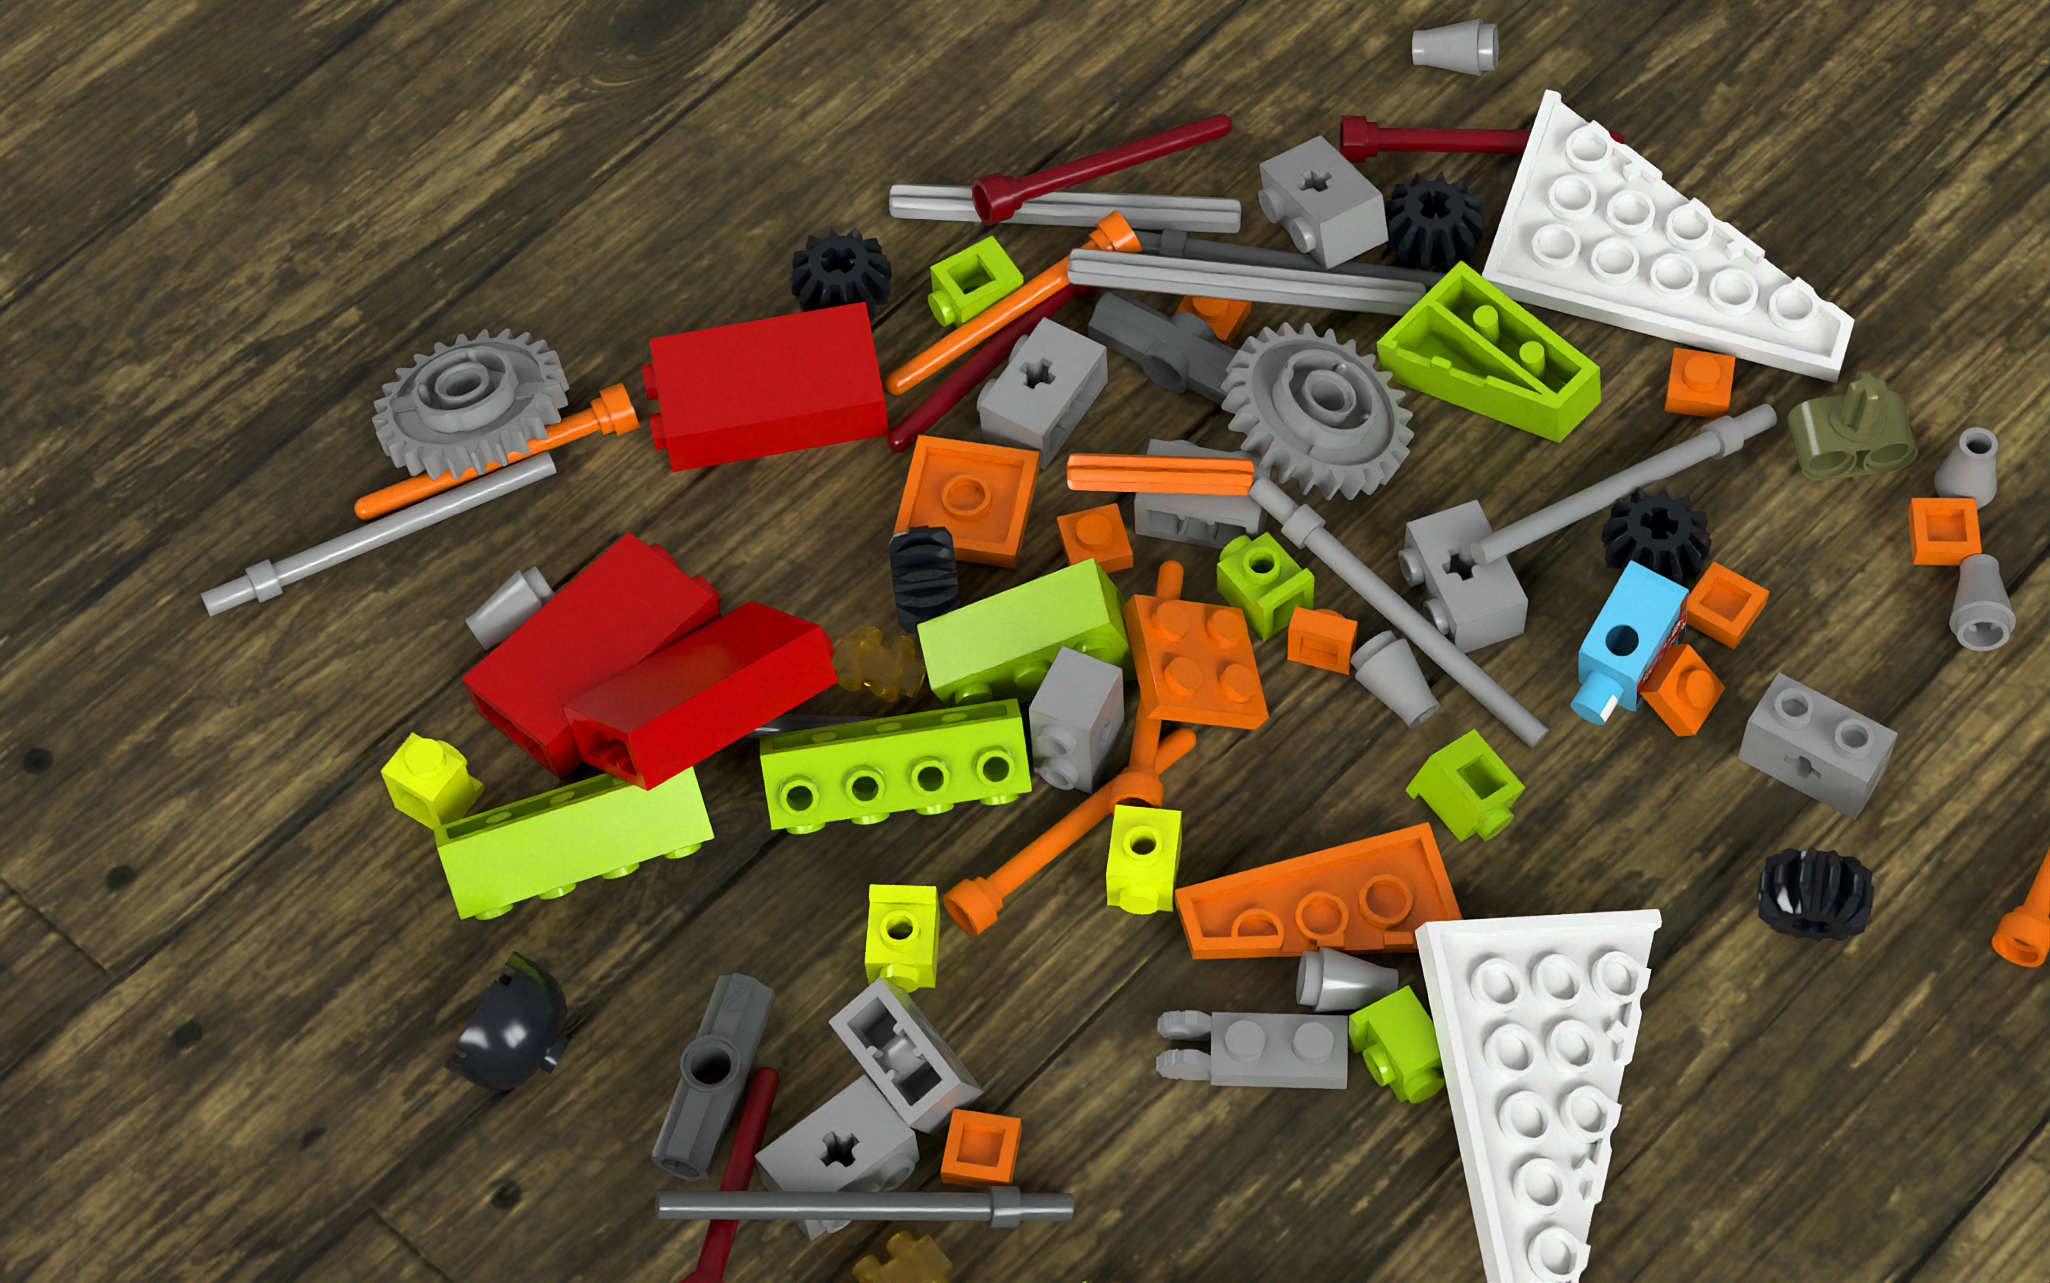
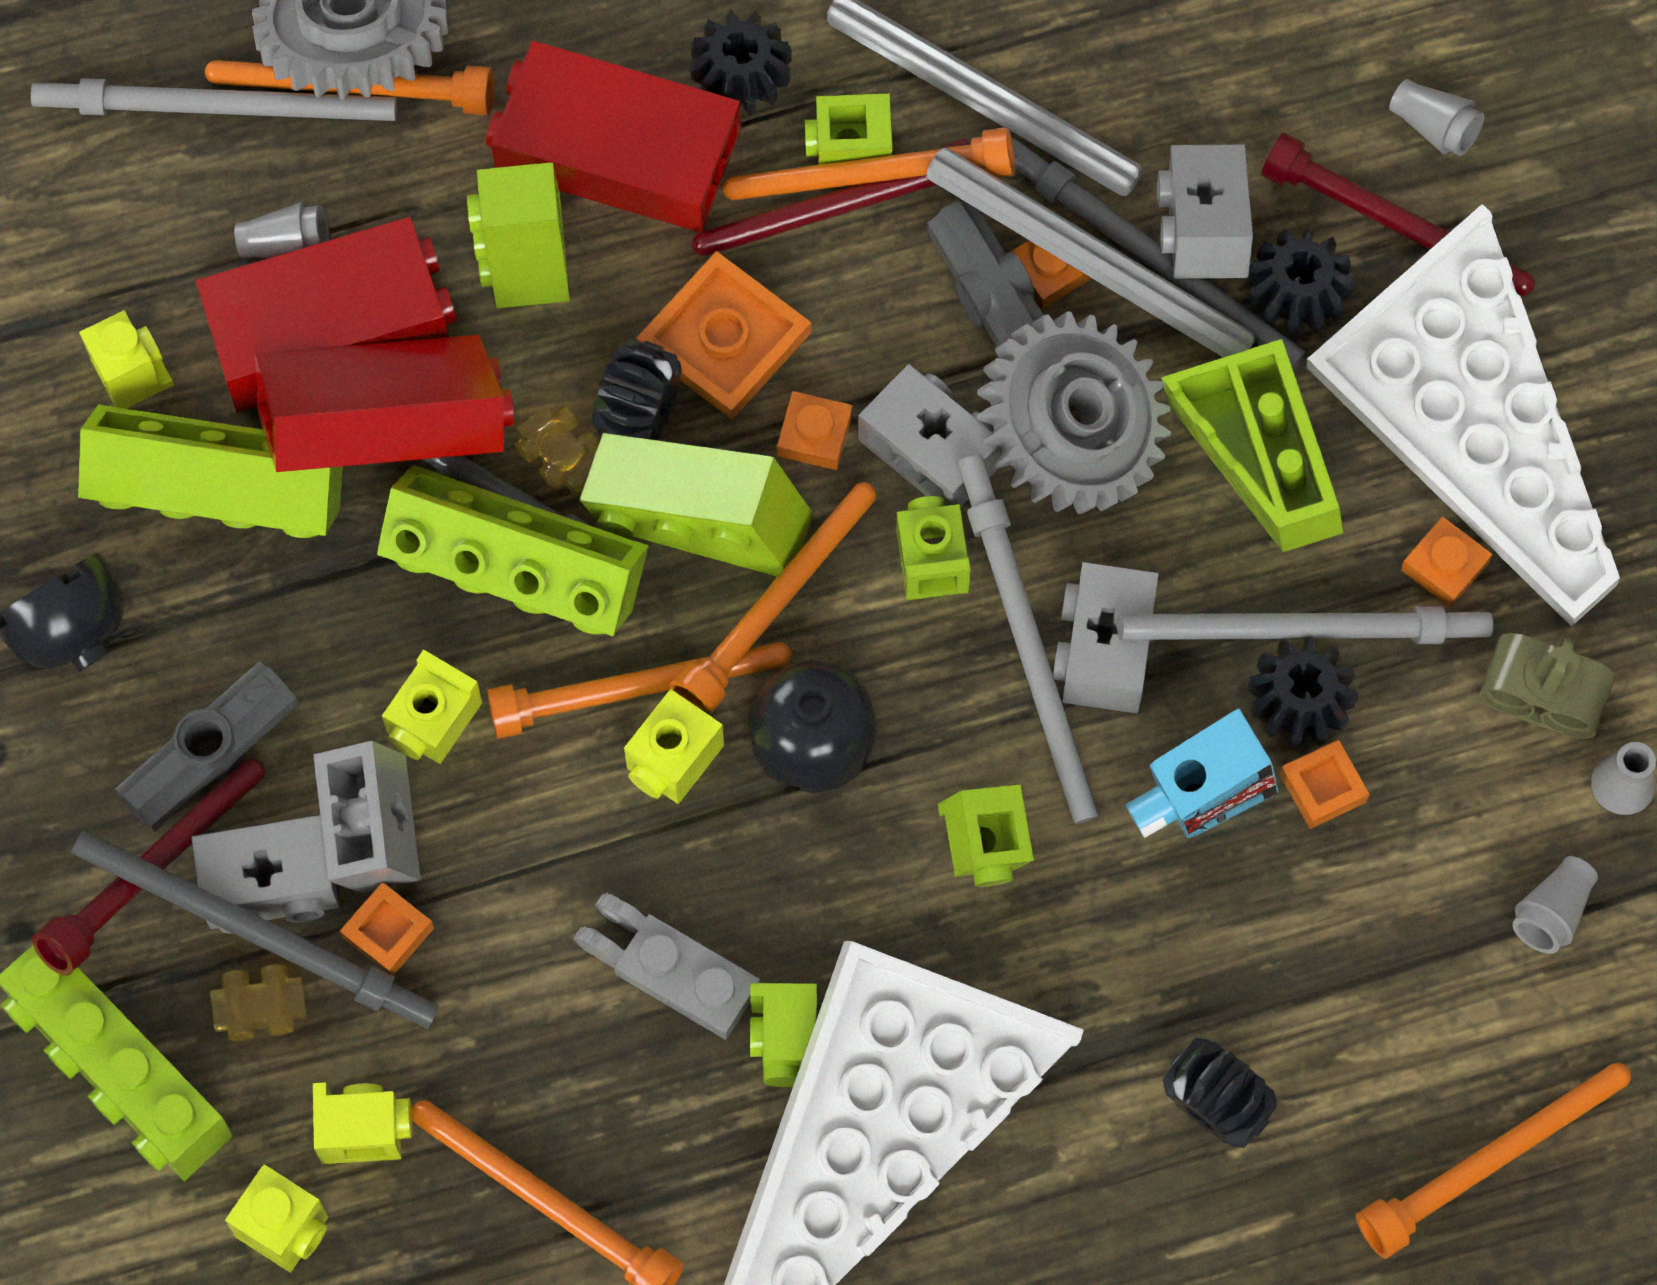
camera: 25 degrees right, 10 degrees up
(743, 491) = (520, 235): none -> lime wedge
(1000, 196) = (925, 58): dark red piece -> none
(1043, 390) = (850, 265): light grey brick -> none
(1077, 720) = (683, 595): light grey brick -> none
(1160, 474) = (891, 404): orange axle -> none
(1194, 662) = (823, 591): orange plate -> none
(1253, 781) = (812, 726): none -> black cylinder
(1322, 639) = (950, 628): orange plate -> none
(1341, 982) = (774, 947): light grey cone -> none
(1342, 898) = (805, 869): orange wing -> none
(1395, 678) = (992, 694): light grey cone -> none
(1682, 690) = (1234, 843): orange plate -> none
(1817, 745) = (1316, 958): light grey brick -> none
(1943, 530) = (1568, 819): orange plate -> none

